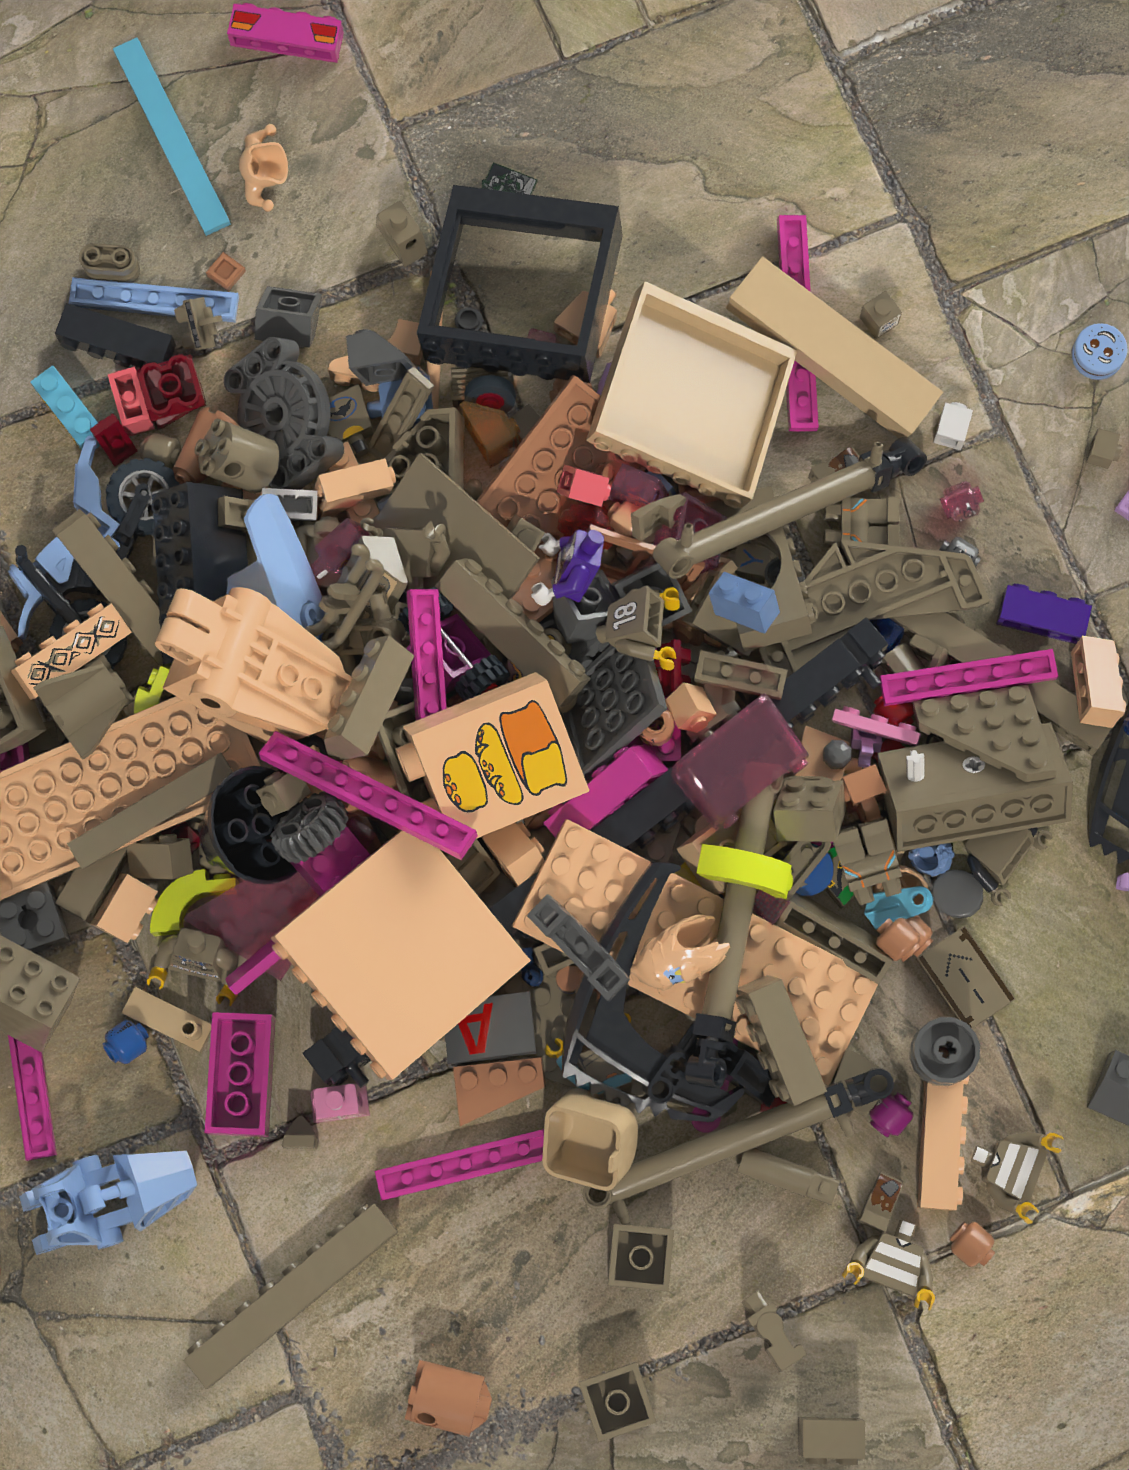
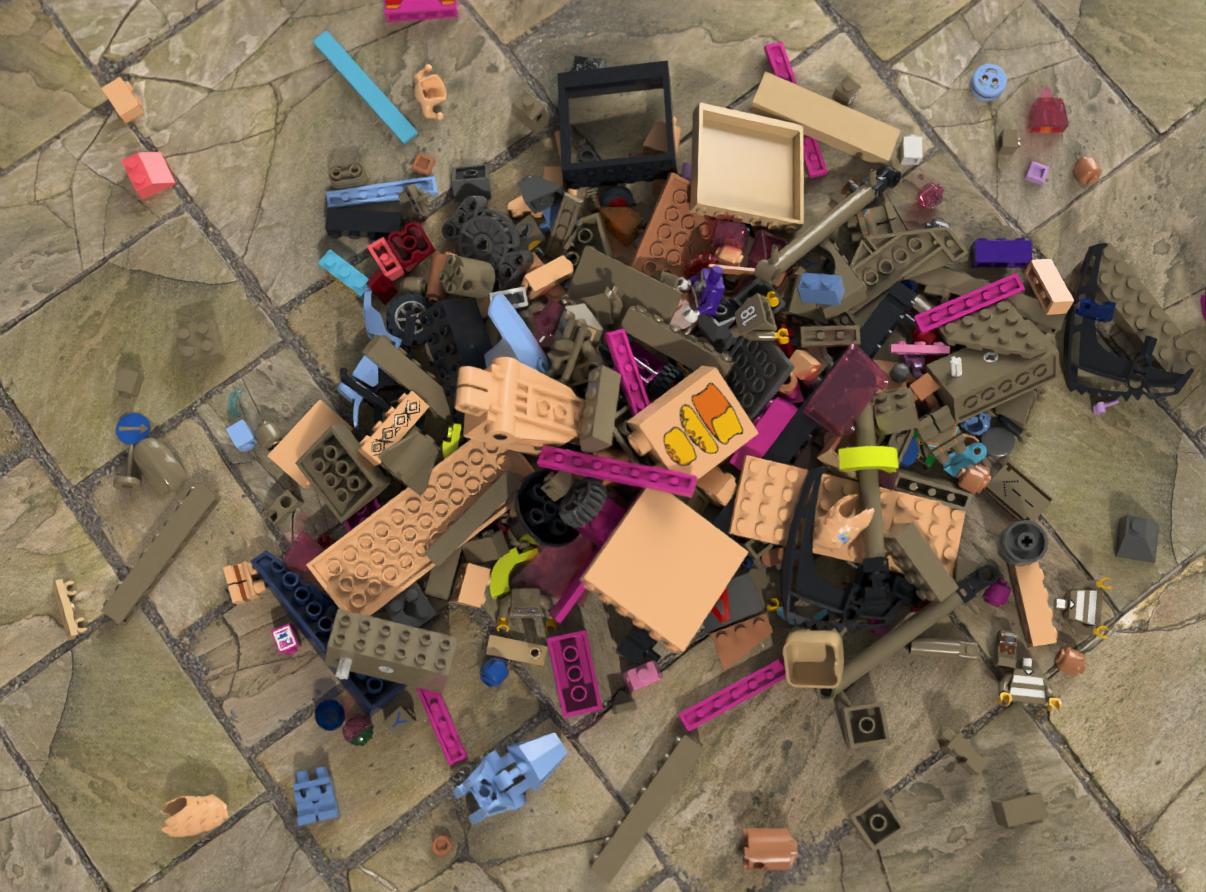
camera: 15 degrees left, 0 degrees up
(232, 512) = (477, 313): dark tan tile -> none
(579, 946) = (778, 535): dark grey slope -> none
(584, 485) = (696, 240): coral brick -> none
(653, 516) = (745, 249): dark tan slope -> none

